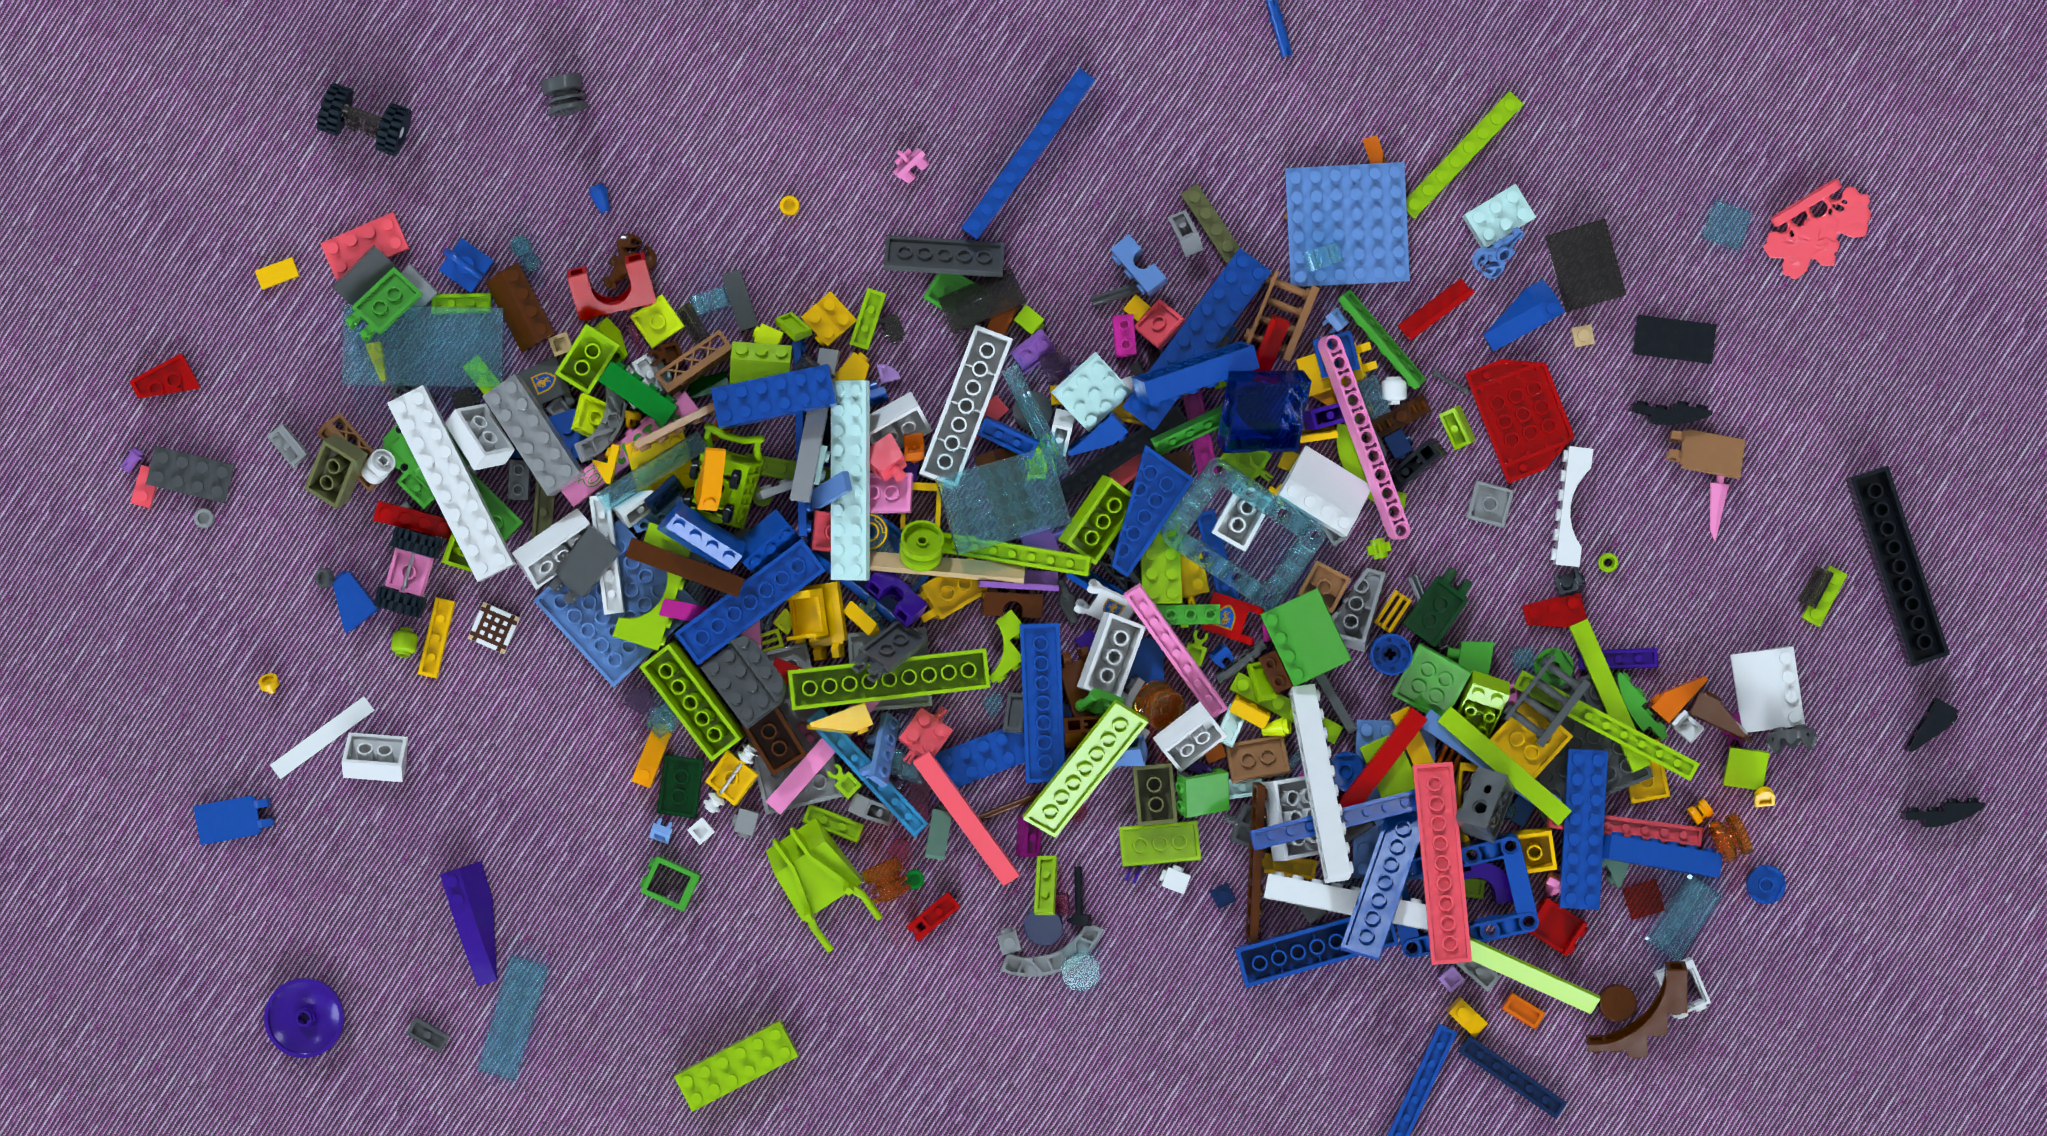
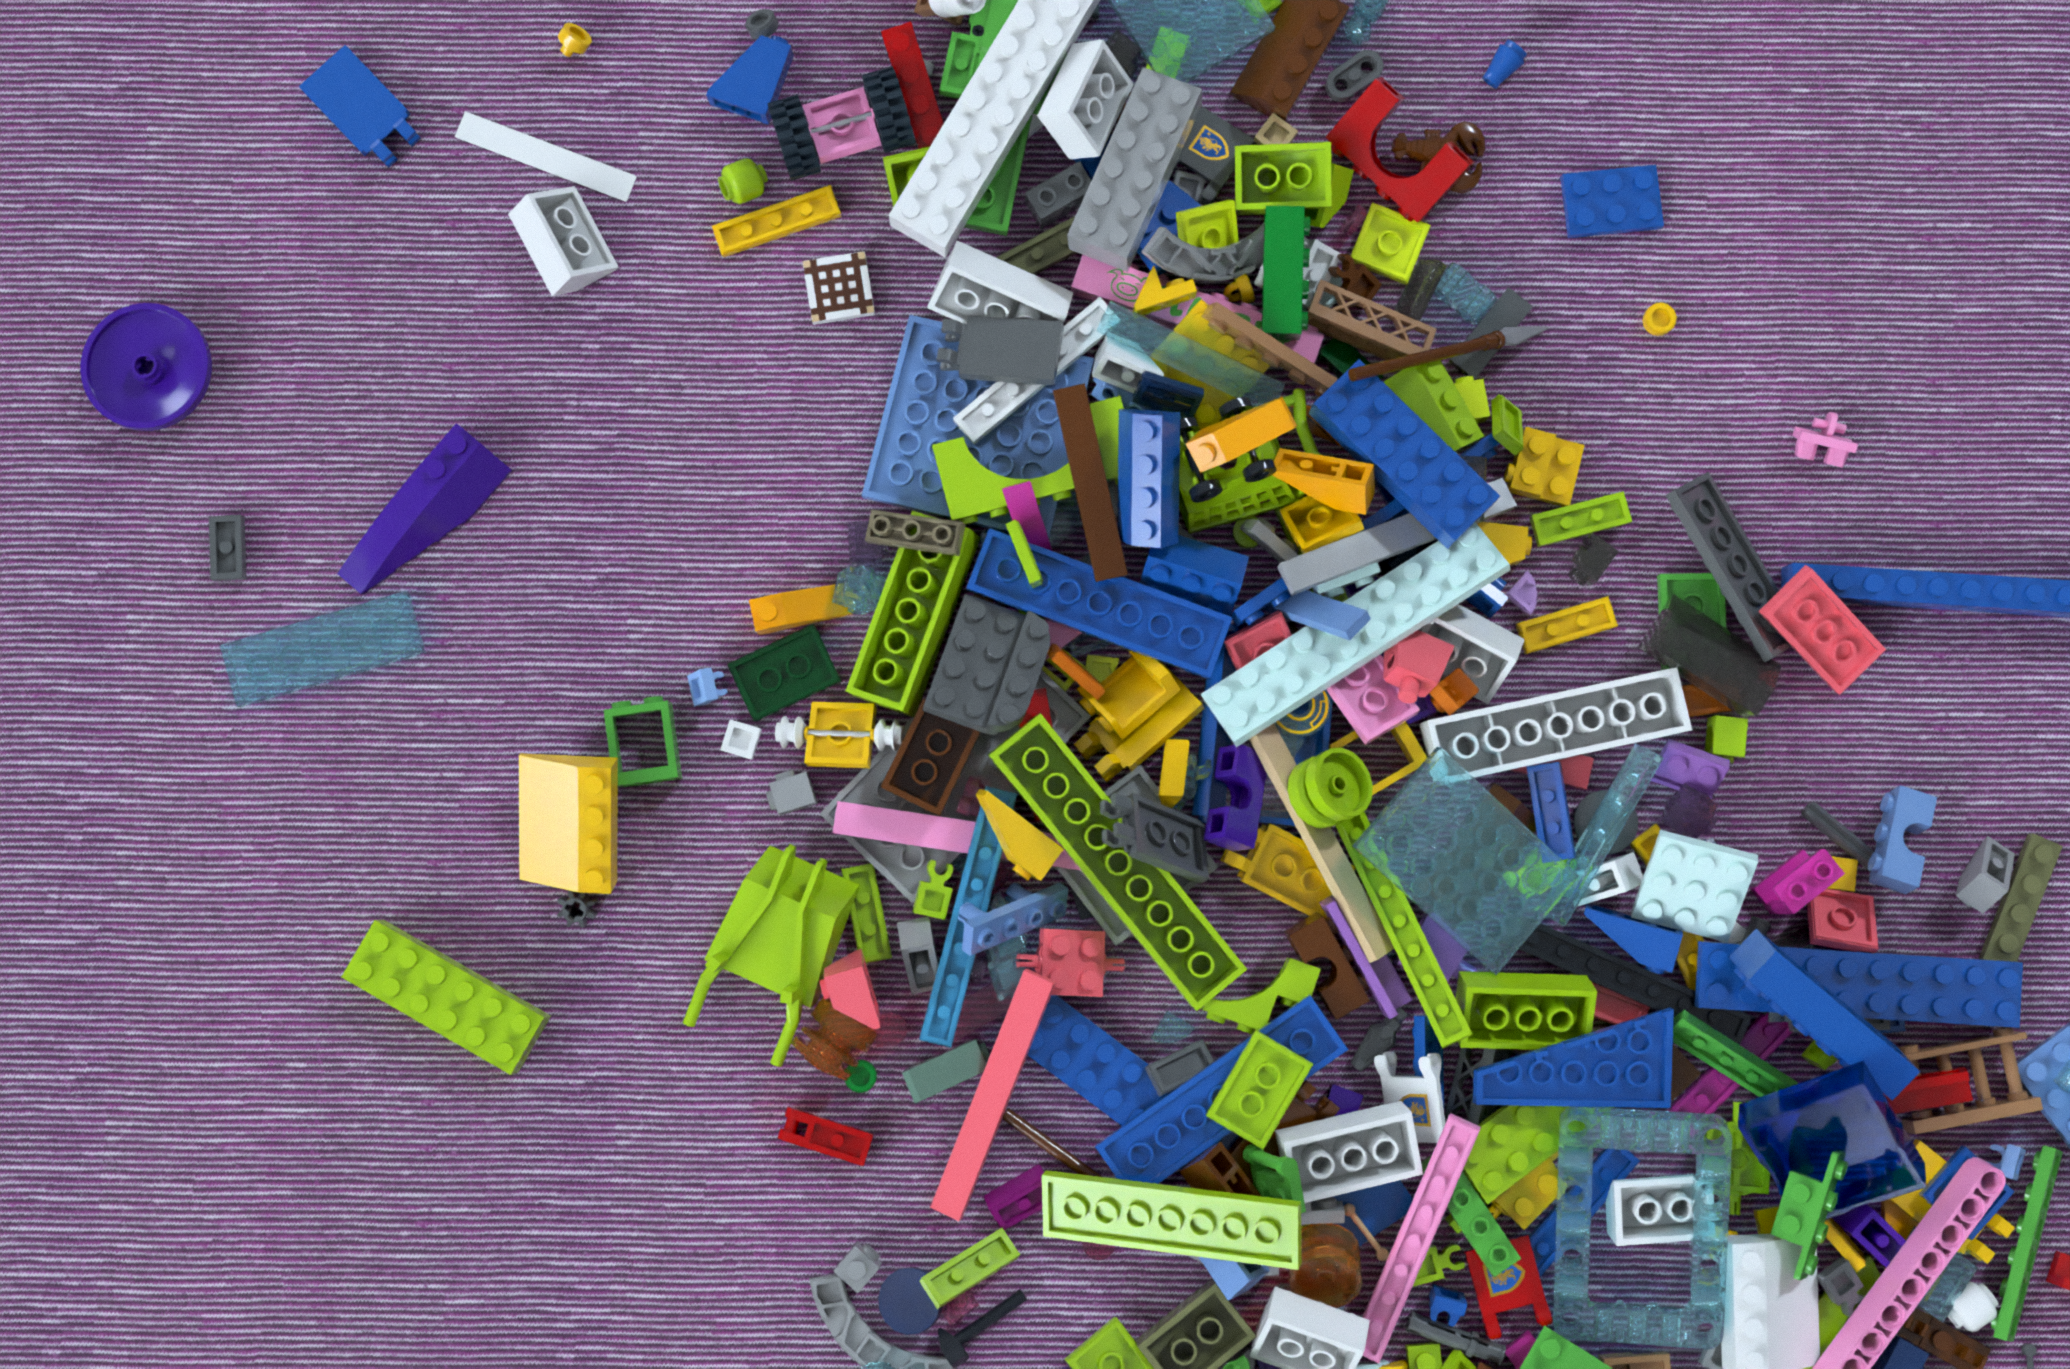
camera: 50 degrees right, 5 degrees down
(555, 281) = (1352, 76): none -> dark grey plate
(659, 666) = (931, 535): none -> dark tan tile
(687, 946) = (568, 821): none -> yellow slope
(700, 624) = (1024, 553): none -> lime tile
(710, 188) = (1612, 201): none -> blue plate
(733, 963) = (568, 908): none -> dark grey gear
(747, 294) = (1496, 340): none -> reddish brown piece
(762, 444) = (1331, 480): none -> light orange slope
(777, 636) = (1075, 671): none -> orange tile
(780, 458) = (1317, 525): none -> yellow plate
(866, 856) = (851, 989): none -> coral slope
(918, 362) = (1566, 625): none -> yellow tile
(1005, 235) = (1822, 629): none -> coral plate
(1050, 681) = (1259, 1089): none -> lime tile
(1142, 674) = (1381, 1252): none -> tan hinge
(1287, 444) = (1805, 1209): none -> bright green bracket
(1339, 449) = (1841, 1285): none -> dark grey plate

